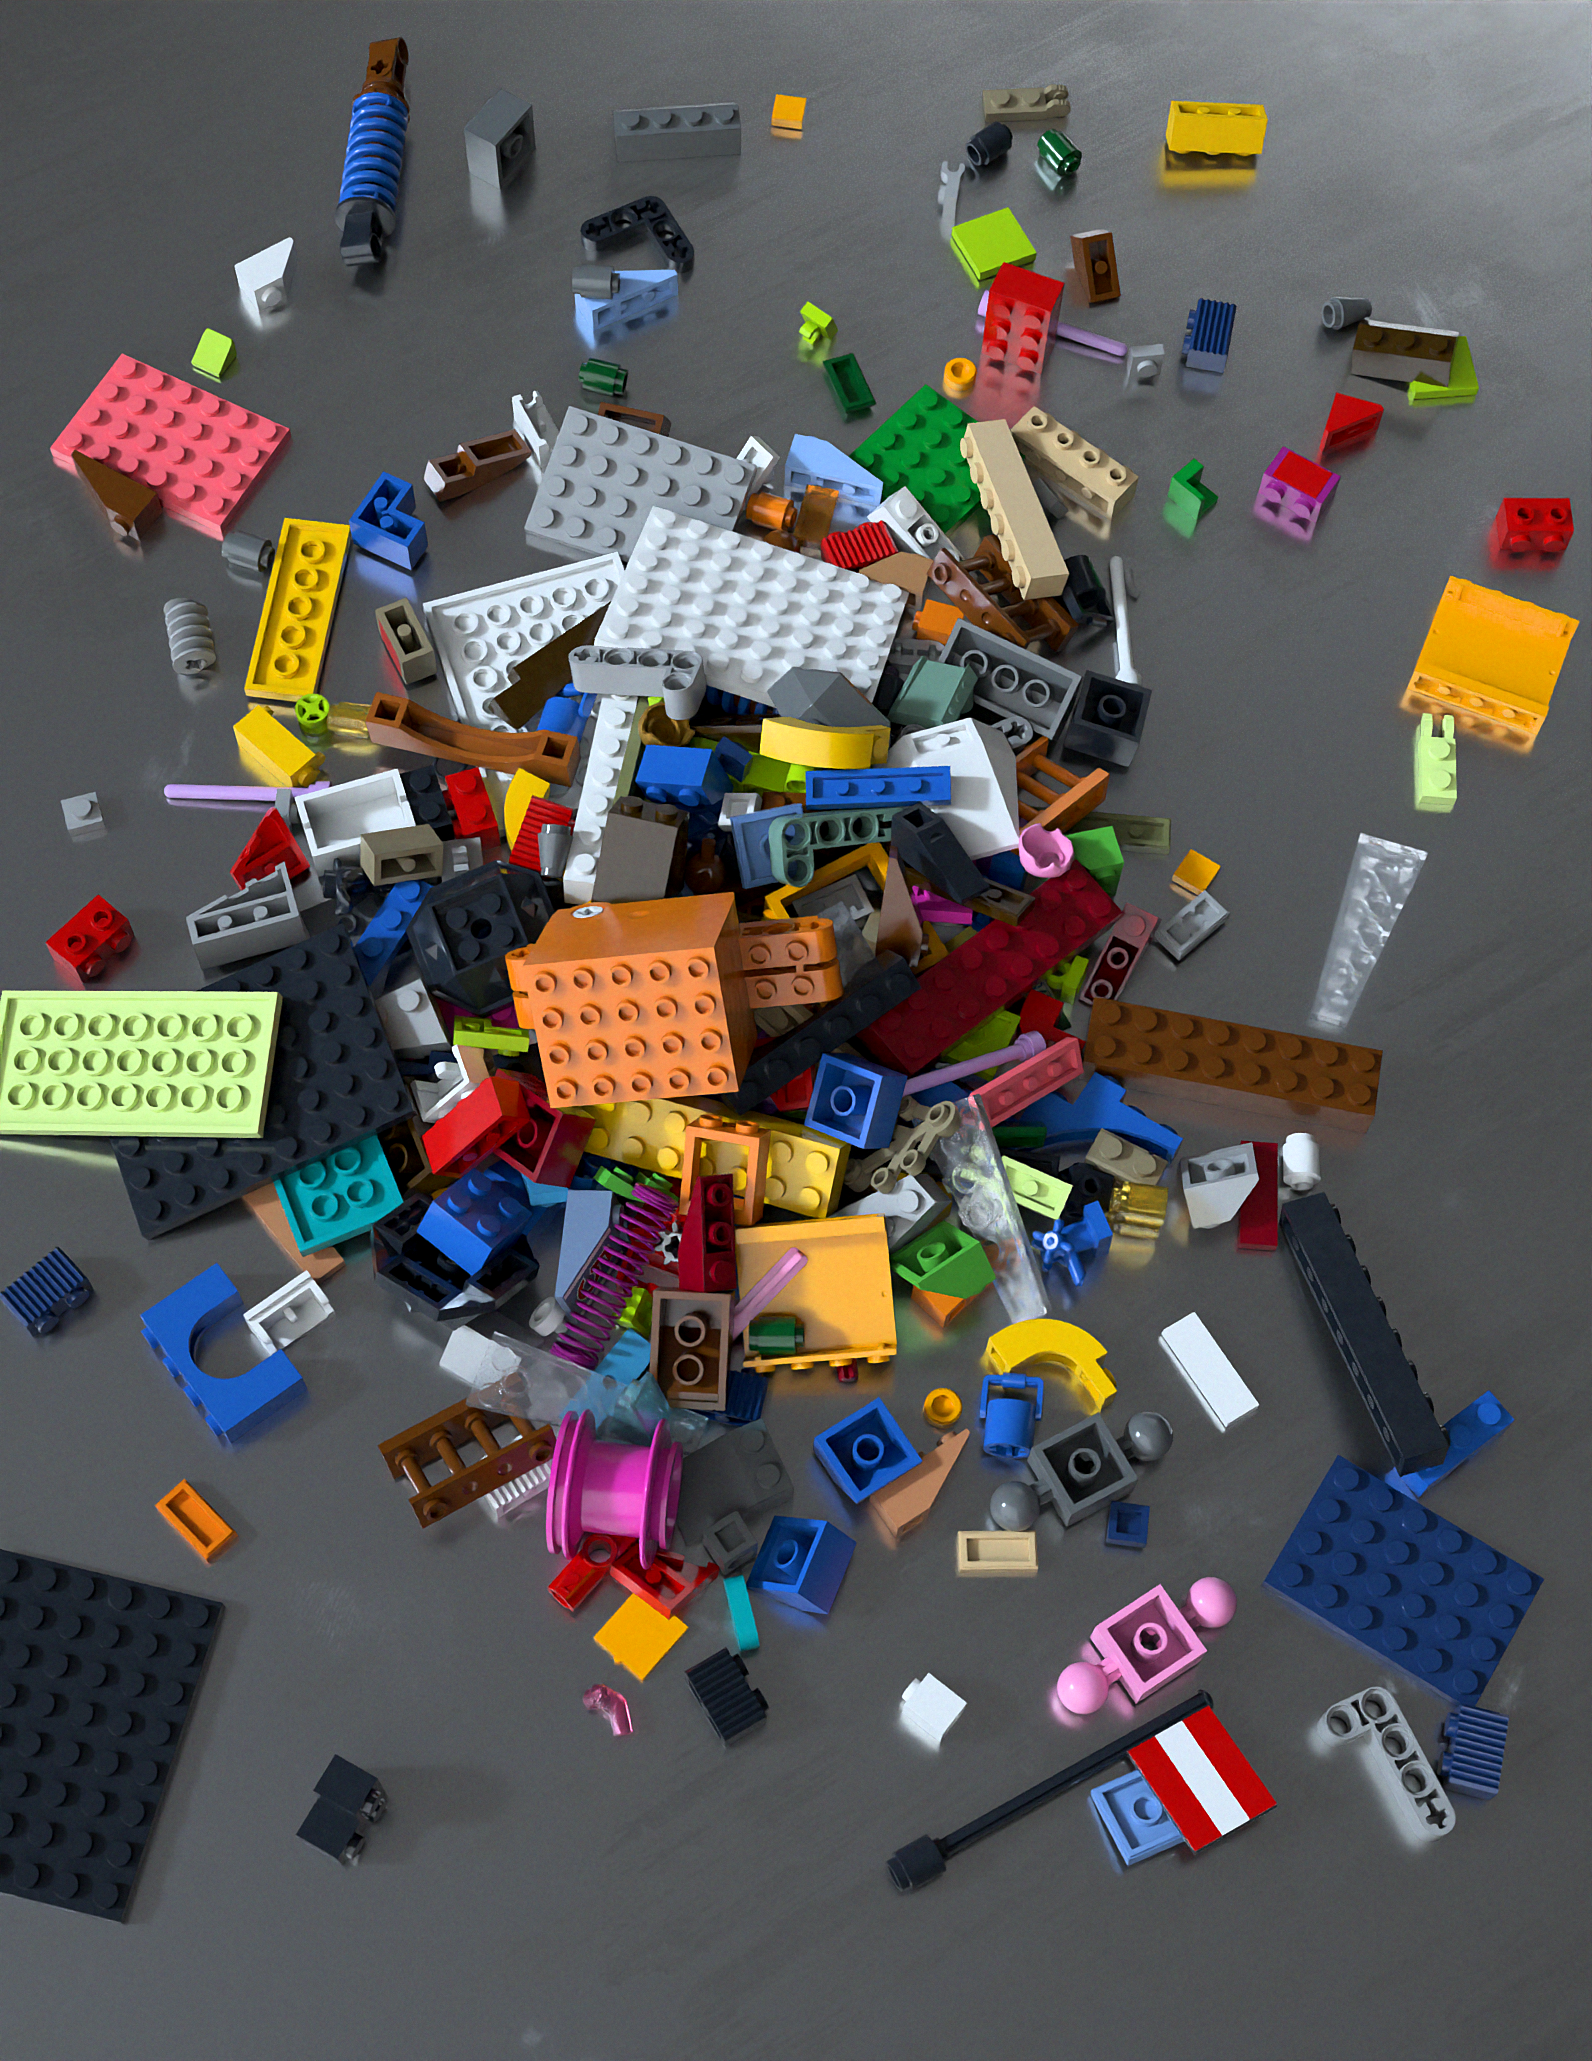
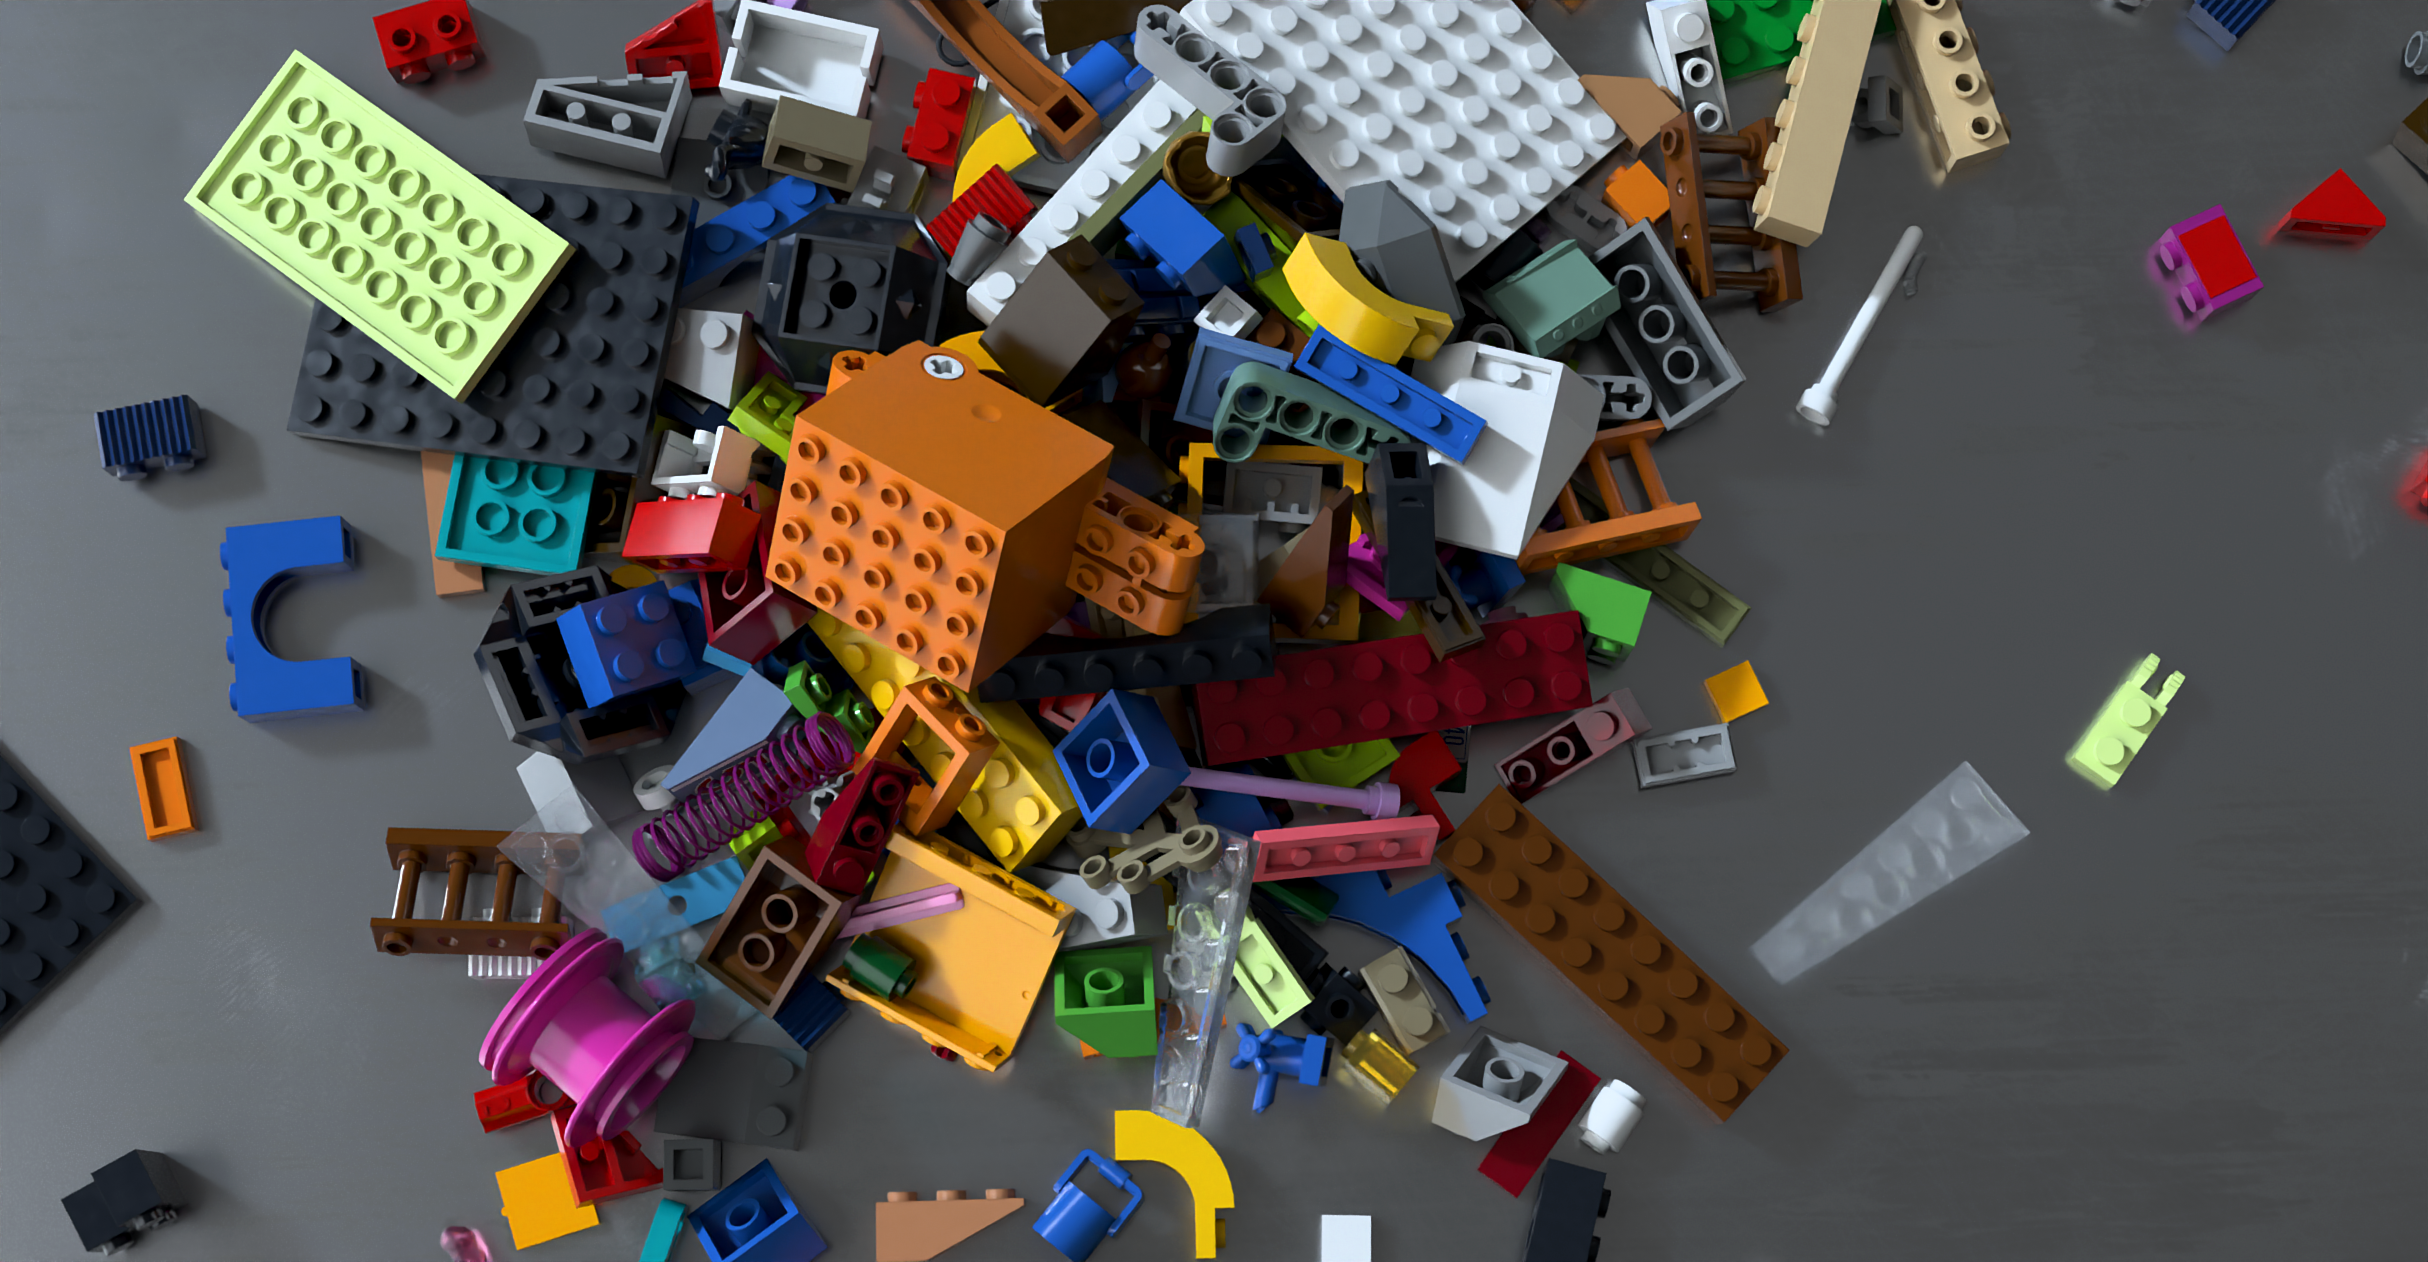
camera: 35 degrees right, 15 degrees up
(289, 1313) = (388, 617): white hinge -> none
(427, 801) = (891, 89): black brick -> none
(858, 547) = (1605, 42): red brick -> none
(865, 1451) = (898, 1158): blue slope -> none
(942, 1408) = (1023, 1151): light orange tile -> none
(1045, 852) = (1541, 584): bright pink hair -> none
(1072, 979) = (1497, 741): lime tile -> none
(1084, 592) = (1840, 252): black piece -> none
(1107, 718) = (1756, 439): black brick -> none
(1189, 492) = (2072, 194): green panel -> none
(1493, 654) = (2294, 627): light orange panel -> none

